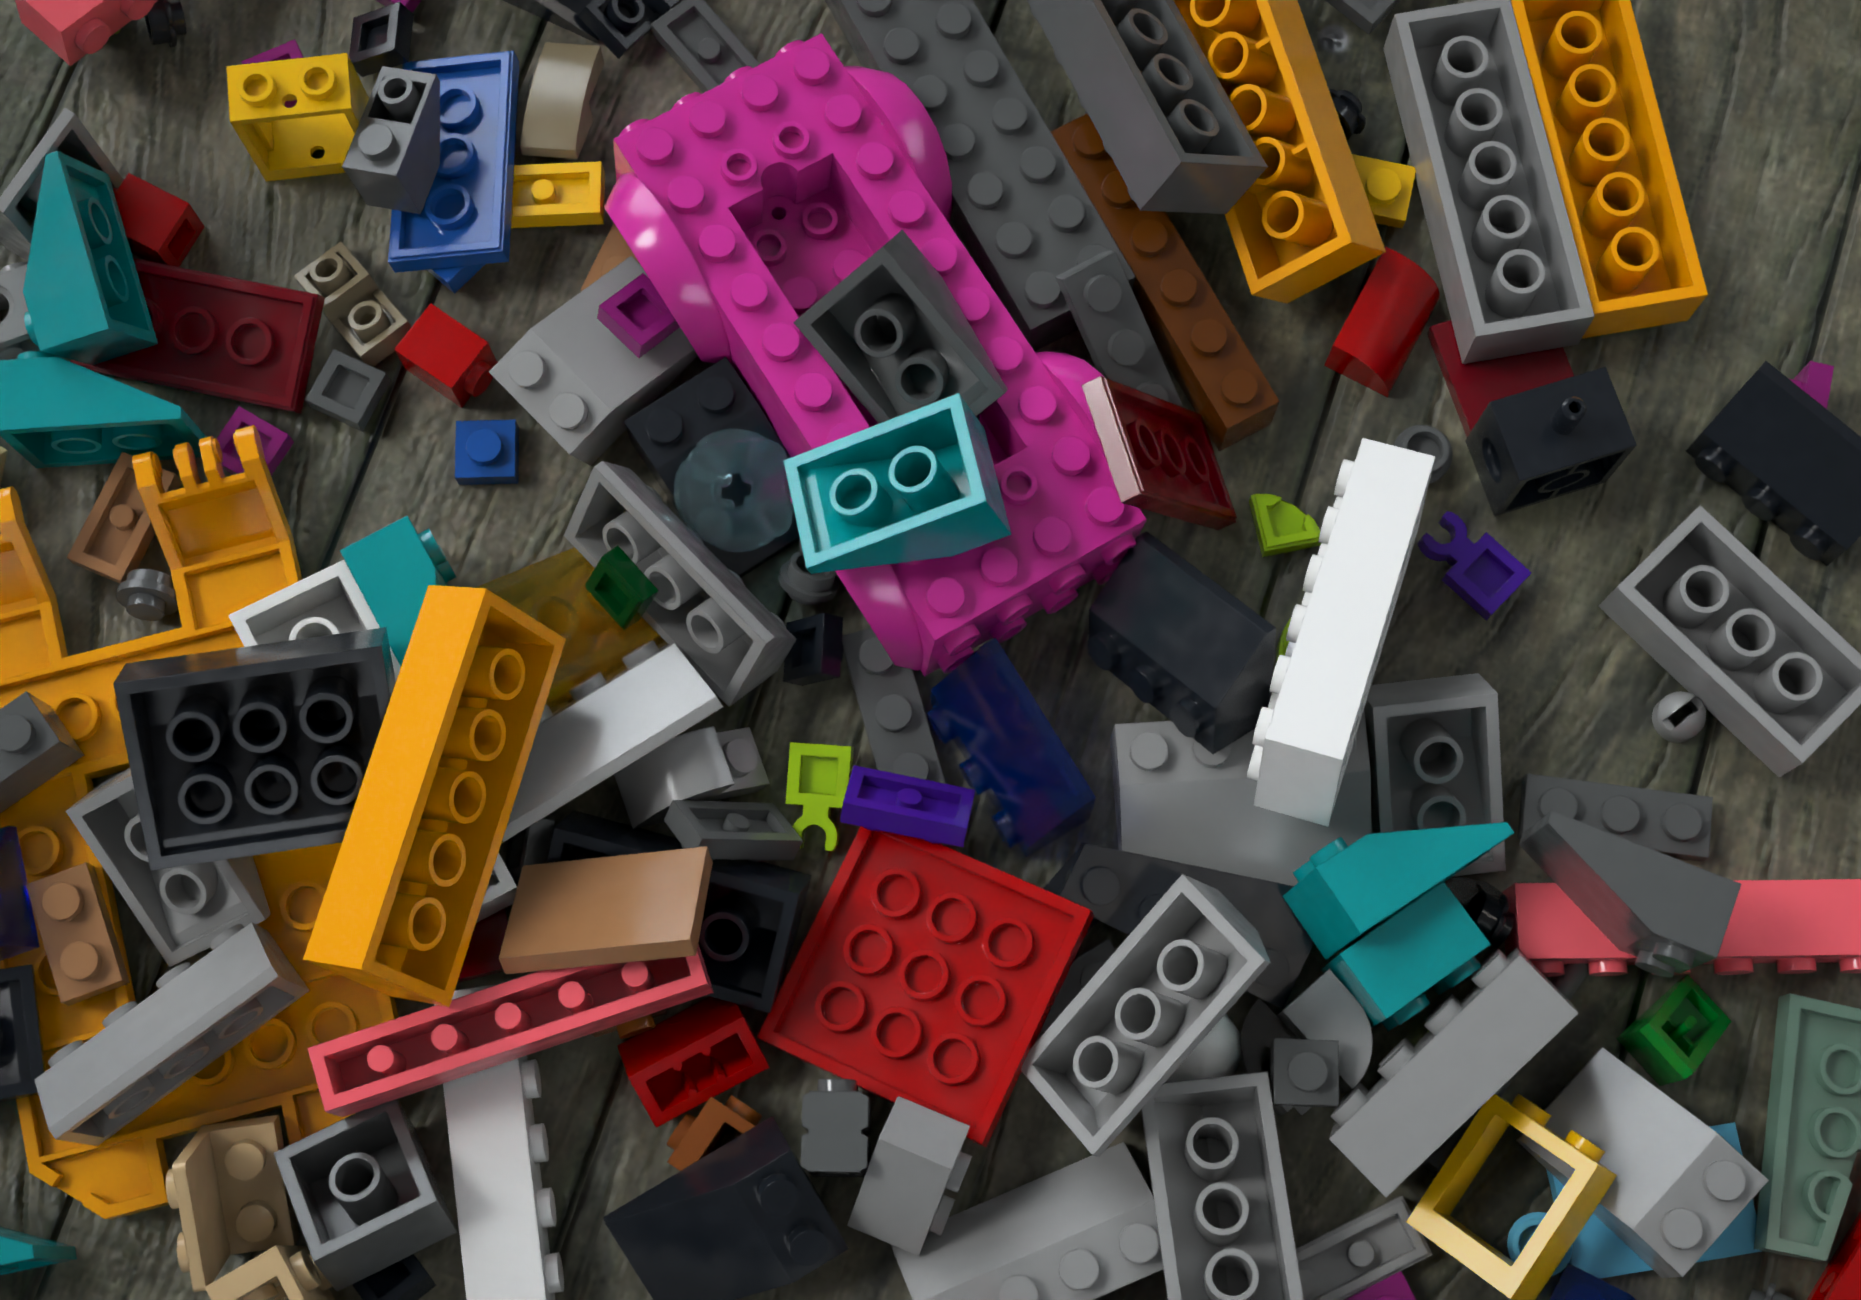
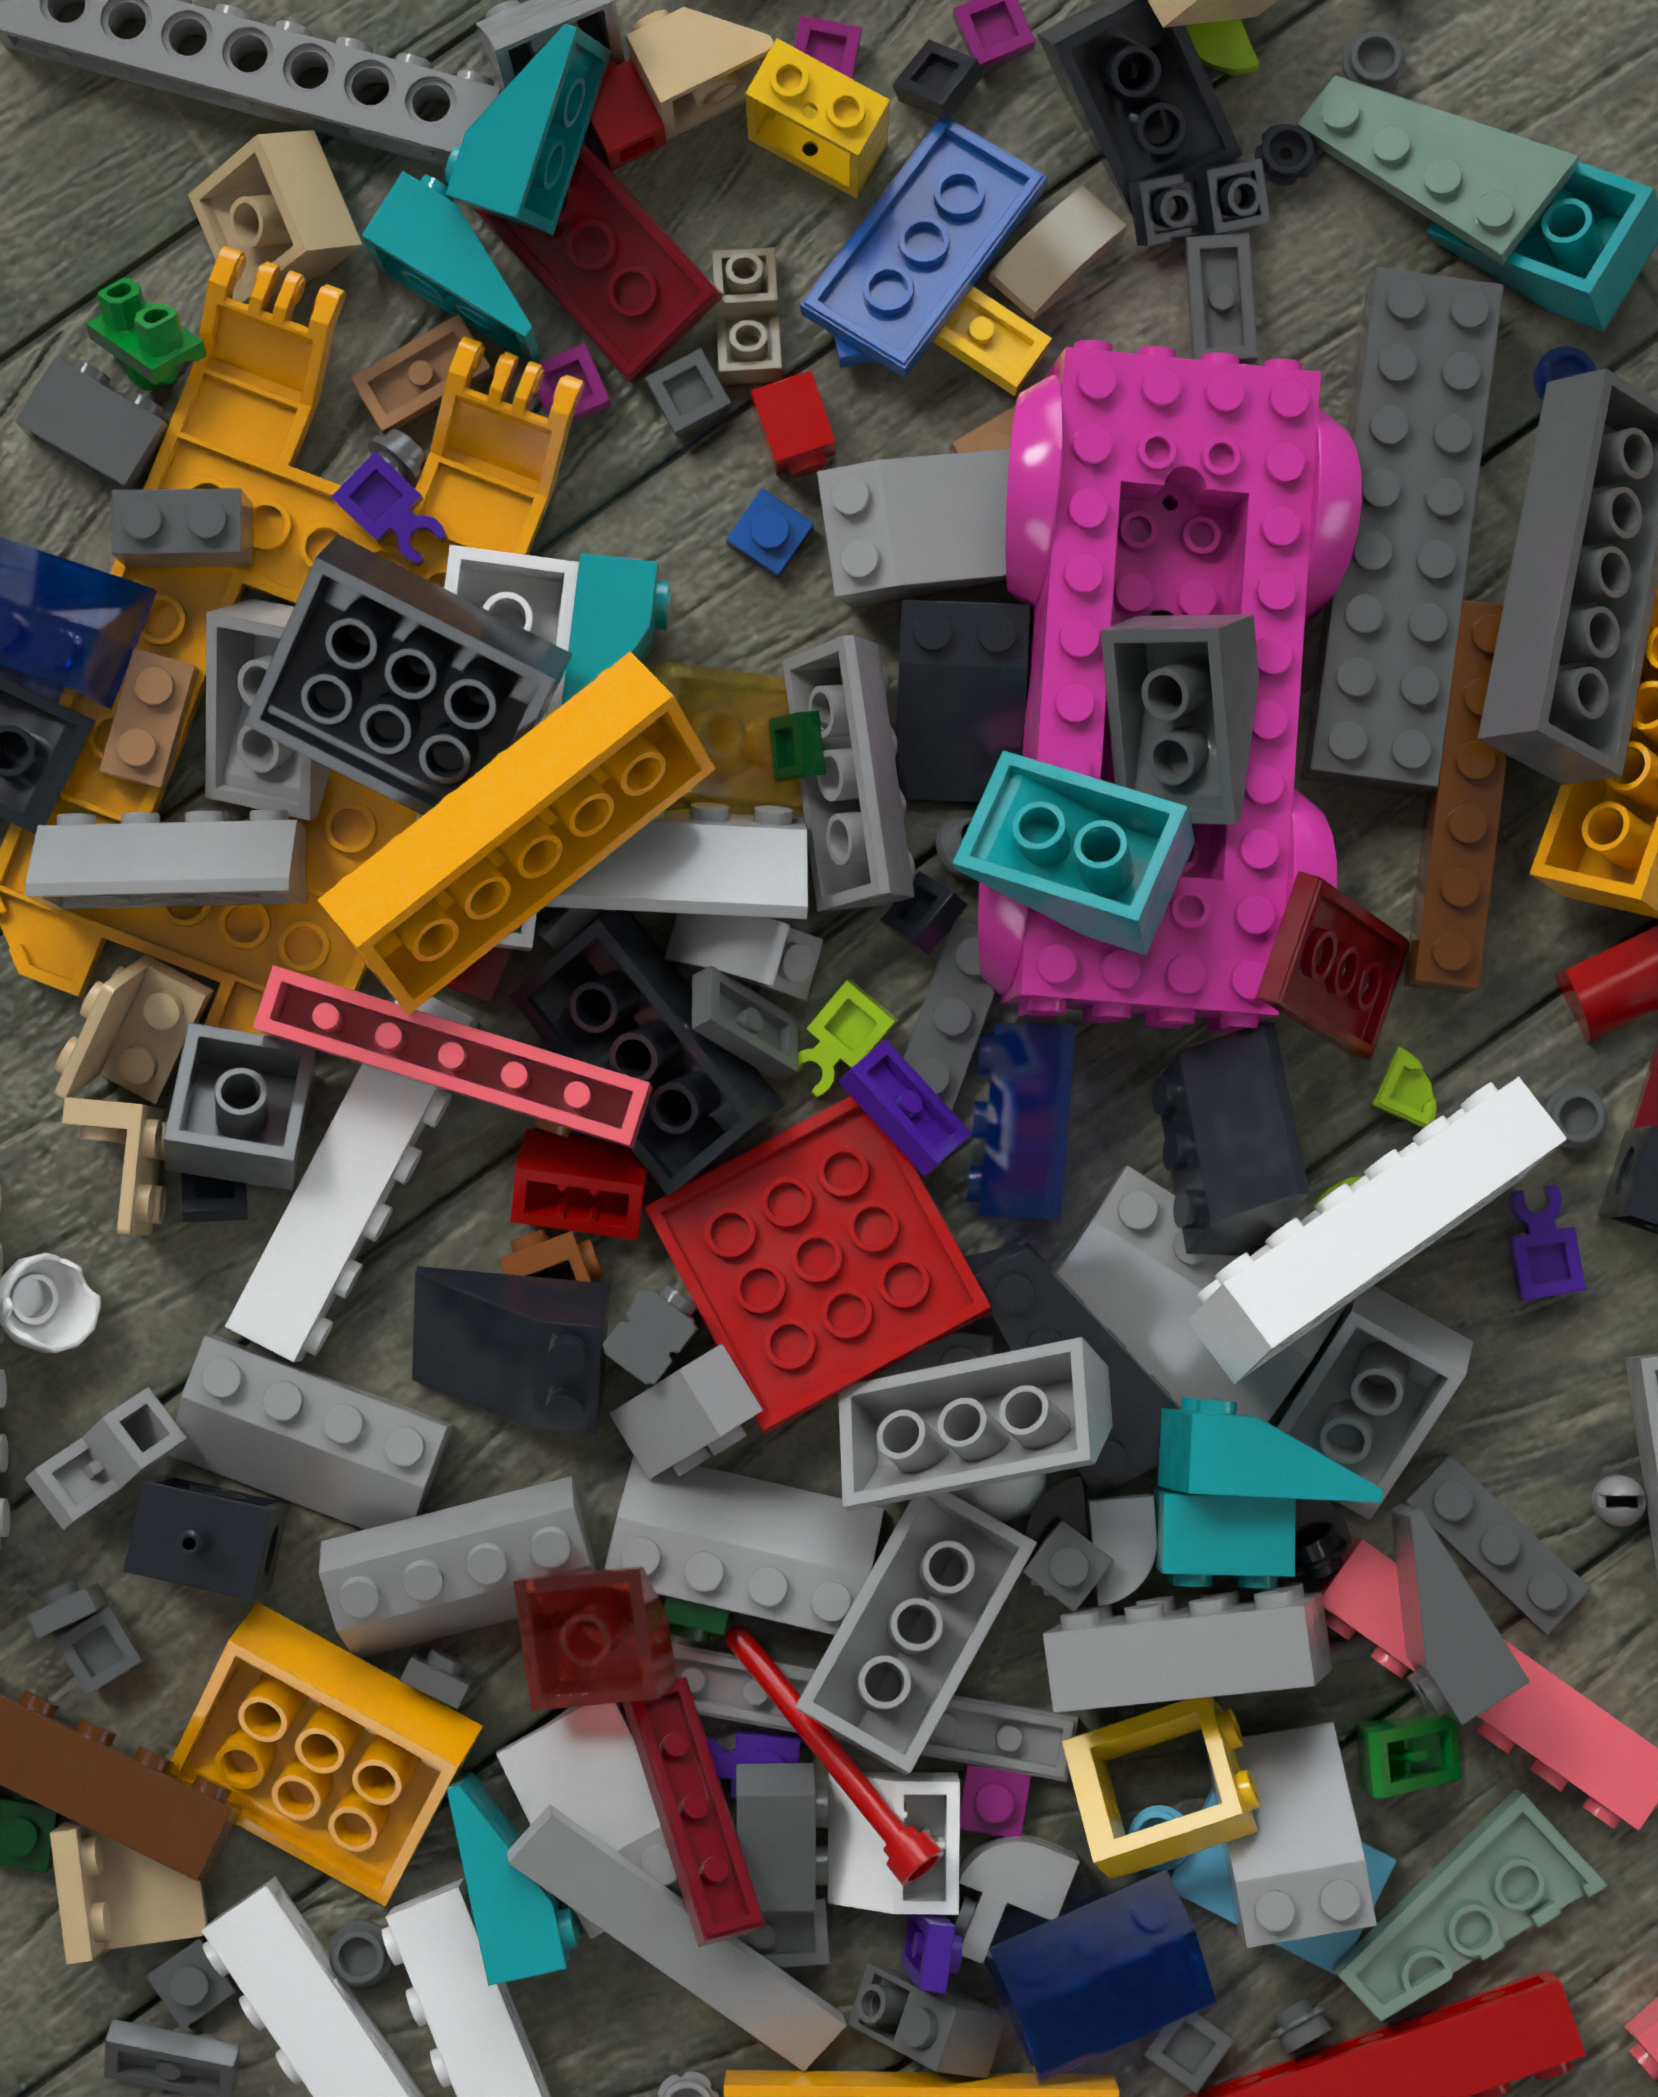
camera: 35 degrees right, 10 degrees up
(159, 629) = (384, 504): none -> dark purple plate
(181, 141) = (694, 64): none -> tan slope
(397, 141) = (883, 201): dark grey slope -> none
(607, 910) = (591, 1024): medium nougat tile -> none
(638, 316) = (976, 516): magenta plate -> none
(710, 467) = (945, 696): clear light blue plate -> none
(1115, 326) = (1384, 827): dark grey plate -> none

